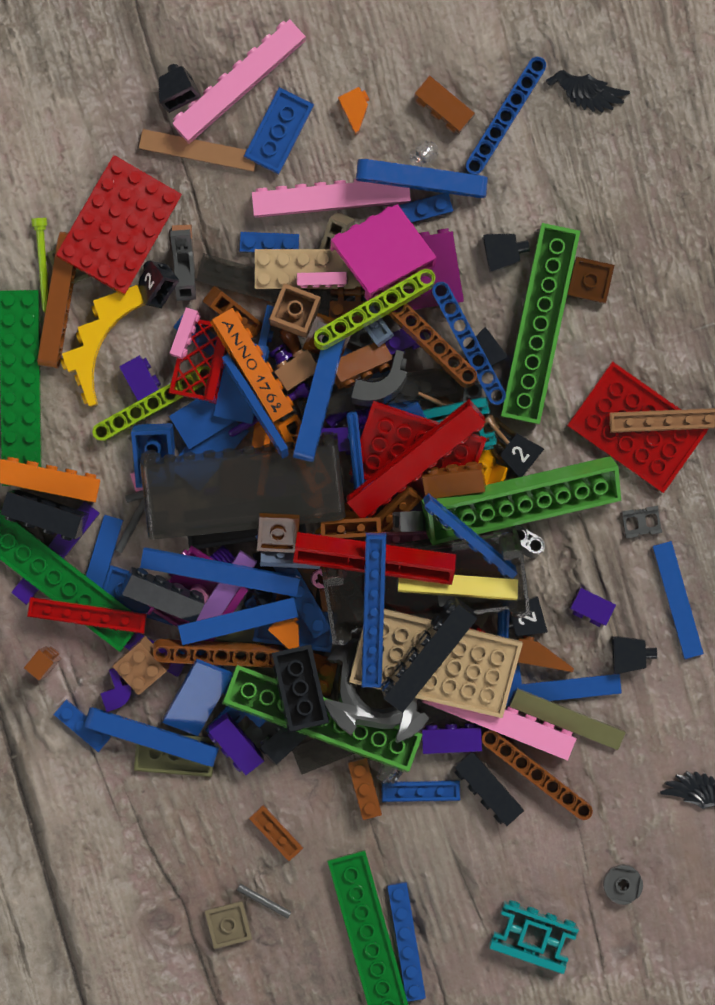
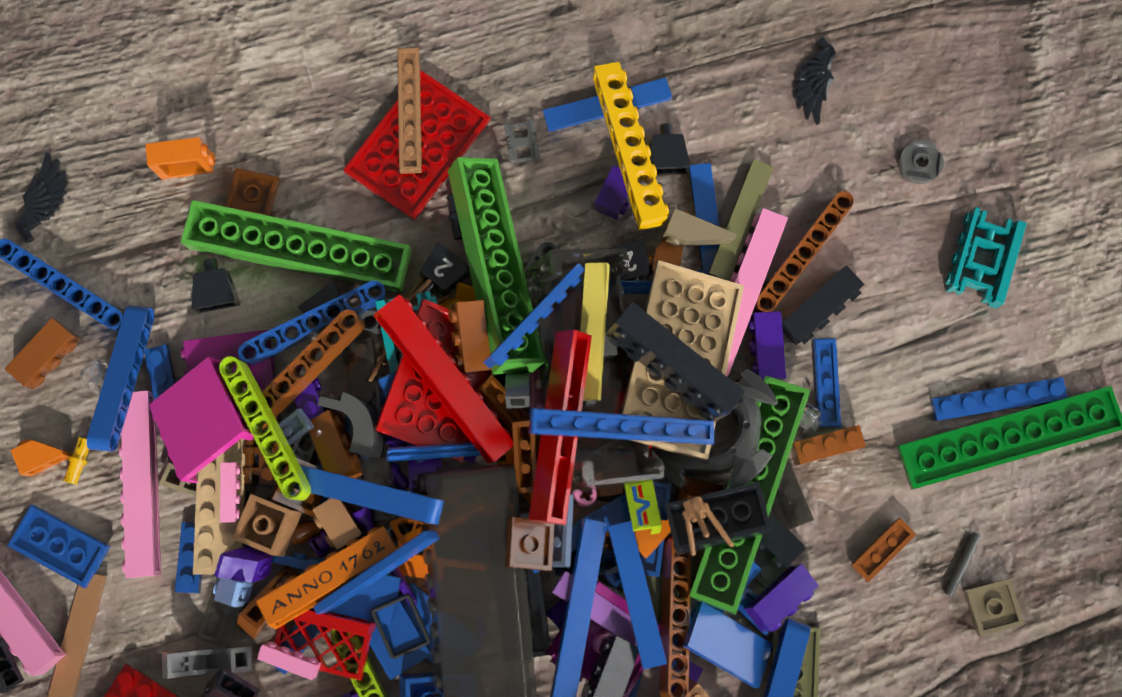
camera: 95 degrees left, 10 degrees down
(219, 438) = (382, 633): none -> black piece
(241, 283) = (232, 592): none -> light blue slope
(262, 294) = (244, 564): none -> dark purple slope
(304, 669) = (696, 510): none -> medium nougat plant
(309, 627) = (643, 506): none -> lime panel
(351, 141) = (77, 462): none -> yellow pin
(553, 670) = (689, 230): none -> dark tan slope
(569, 461) = (453, 218): none -> black pin
(621, 216) = (180, 158): none -> orange window
(701, 607) = (645, 215): none -> yellow brick

